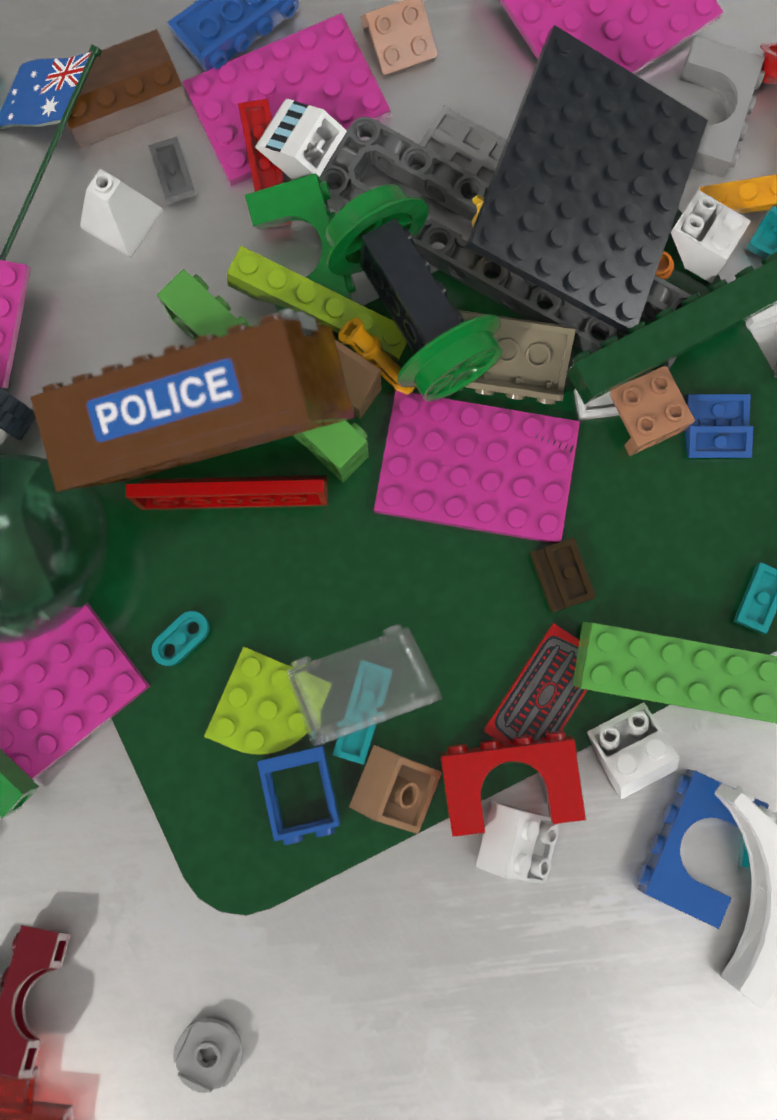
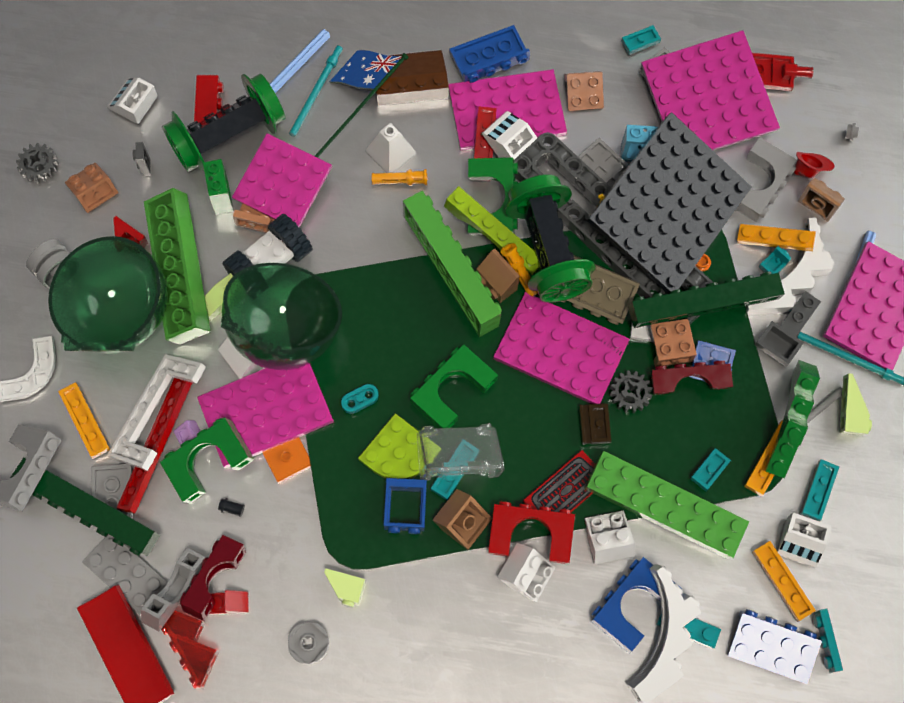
camera: 10 degrees right, 10 degrees down
(25, 870) = (231, 507): none -> black pin
(66, 1025) = (230, 602): none -> slope
(94, 766) = (287, 459): none -> orange plate
(161, 252) = (409, 177): none -> light orange pin
(172, 170) = (428, 133): dark grey plate -> none
(193, 402) = (410, 265): reddish brown piece -> none
(229, 492) = (412, 323): red arch -> none
(241, 949) = (347, 587): none -> yellowish green slope
(326, 535) = (462, 364): none -> green arch
(501, 83) = (633, 139): none -> medium azure window
(614, 515) = (628, 384): none -> dark grey gear
(707, 235) = (735, 252): white slope -> none
(733, 447) = (716, 376): none -> dark red arch

